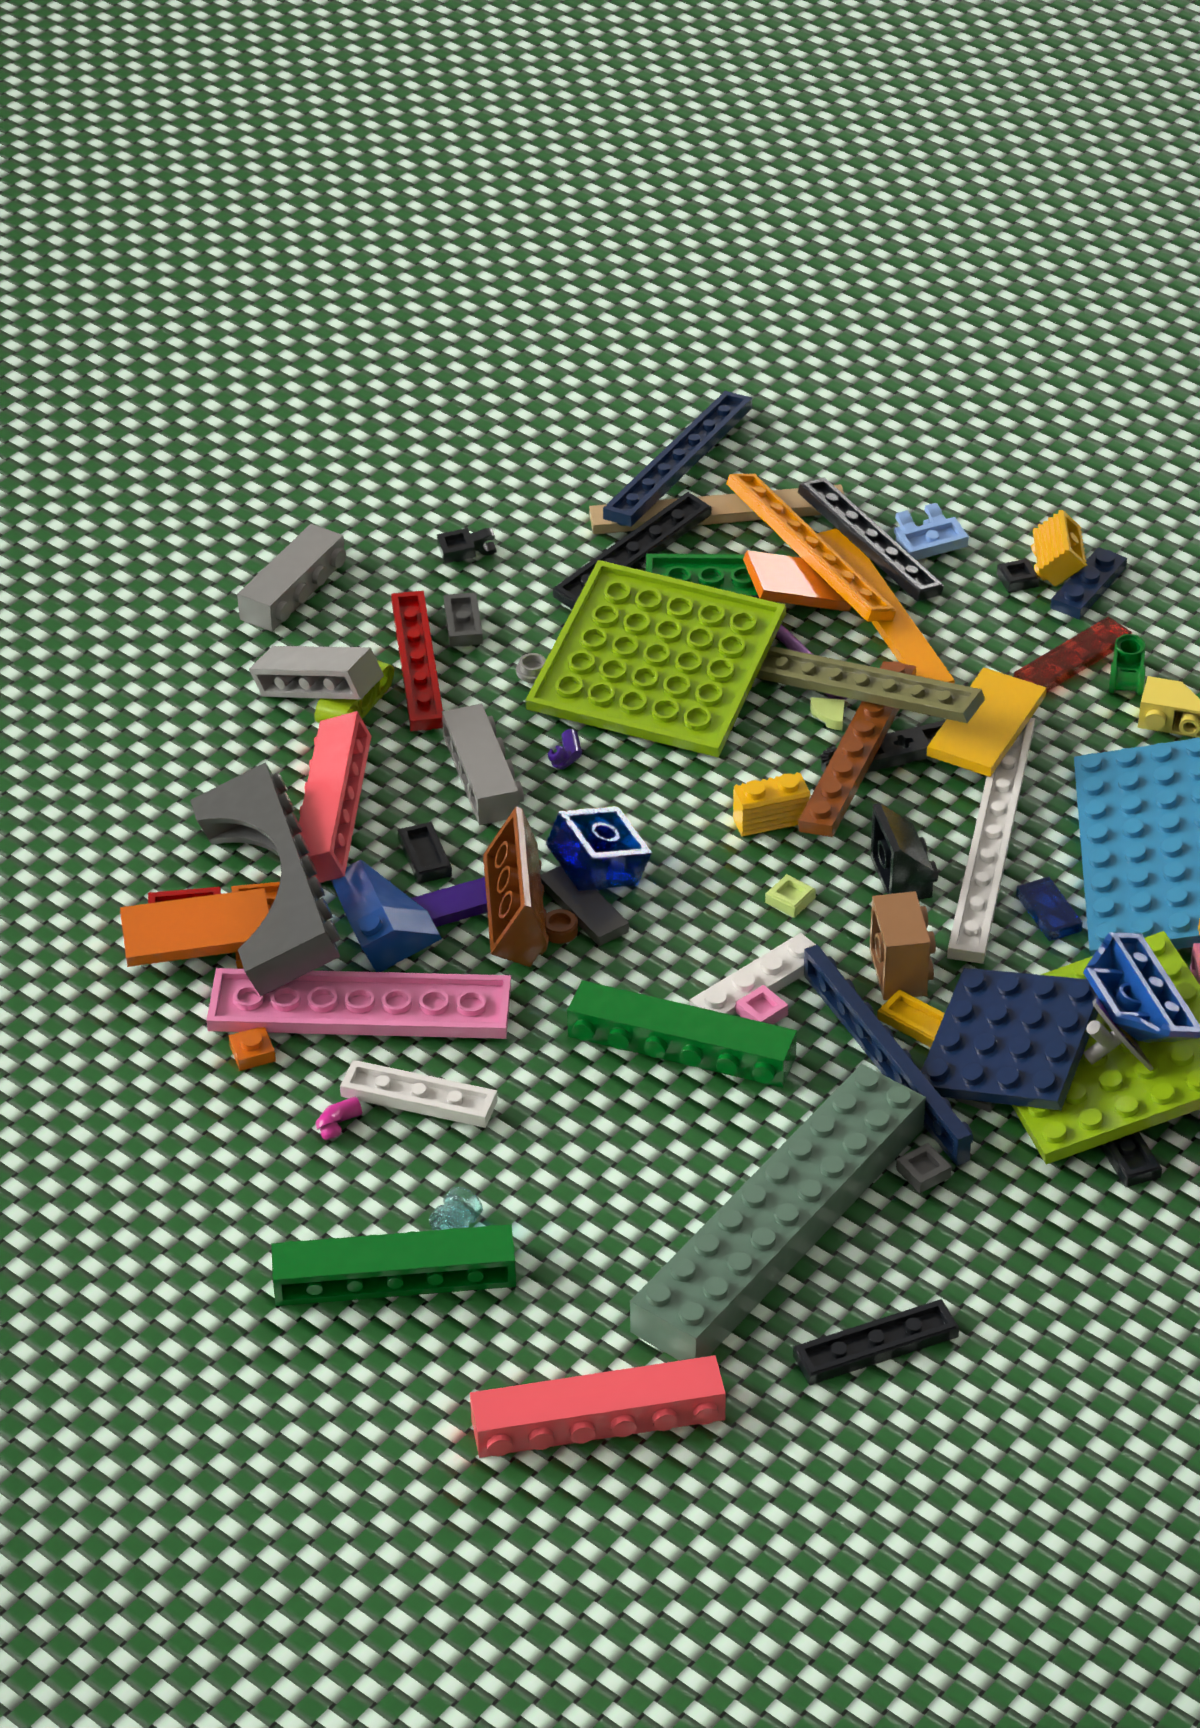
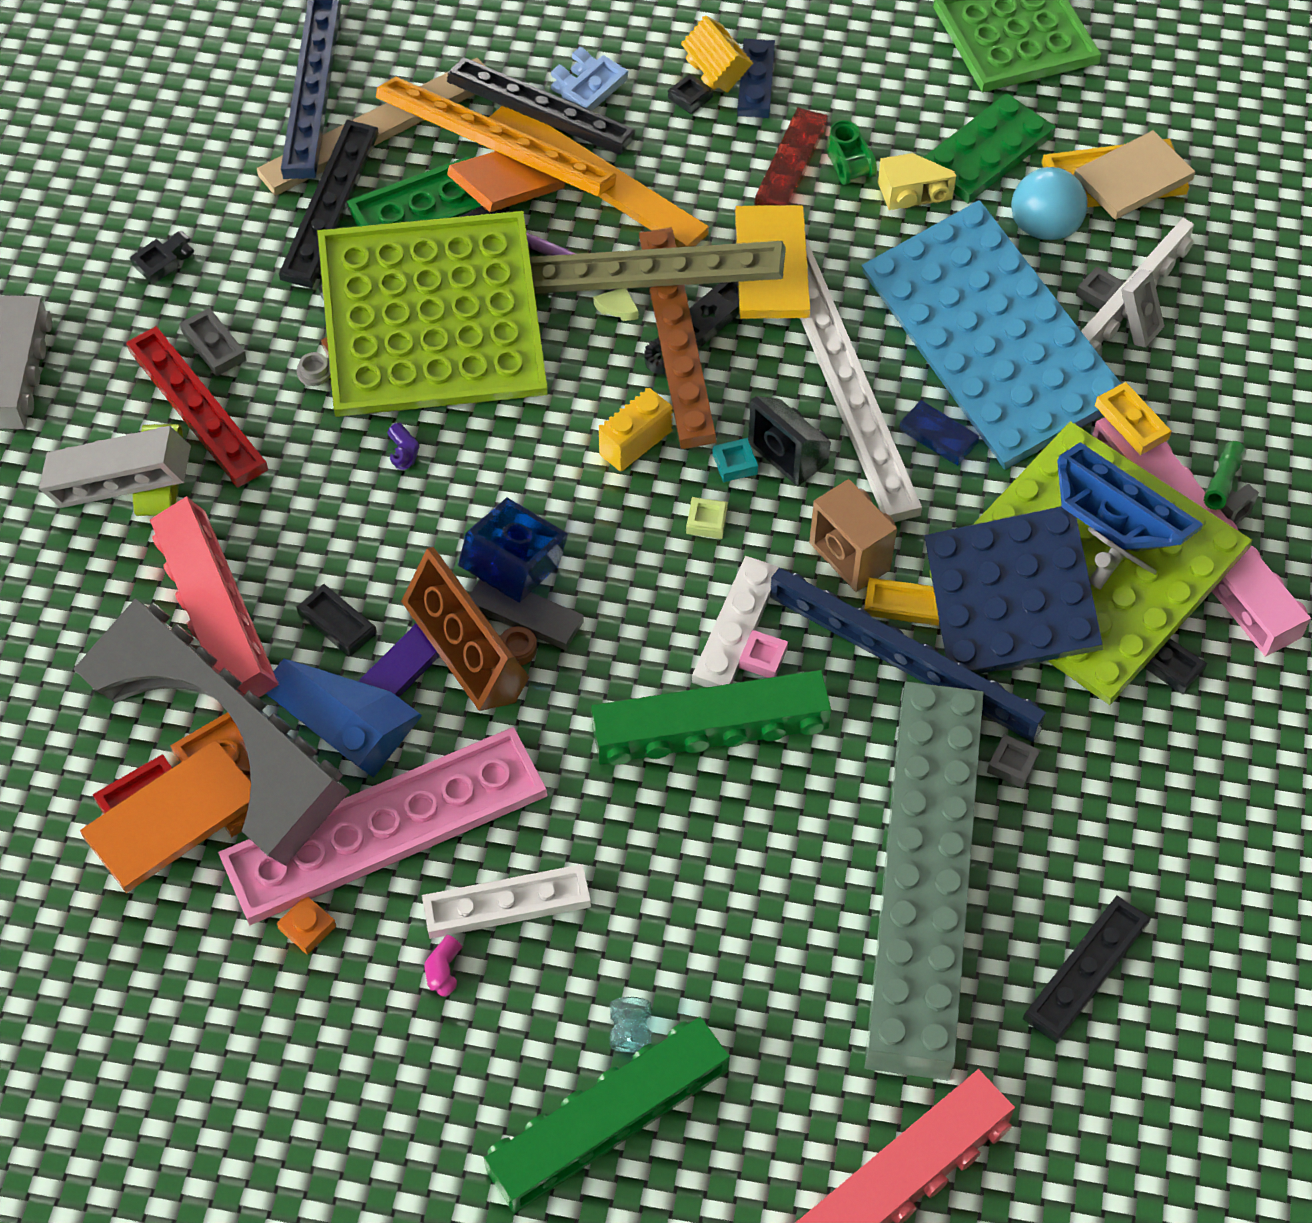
camera: 30 degrees left, 15 degrees up
(481, 763) = (334, 498): light grey brick -> none
(844, 860) = (735, 460): none -> teal plate

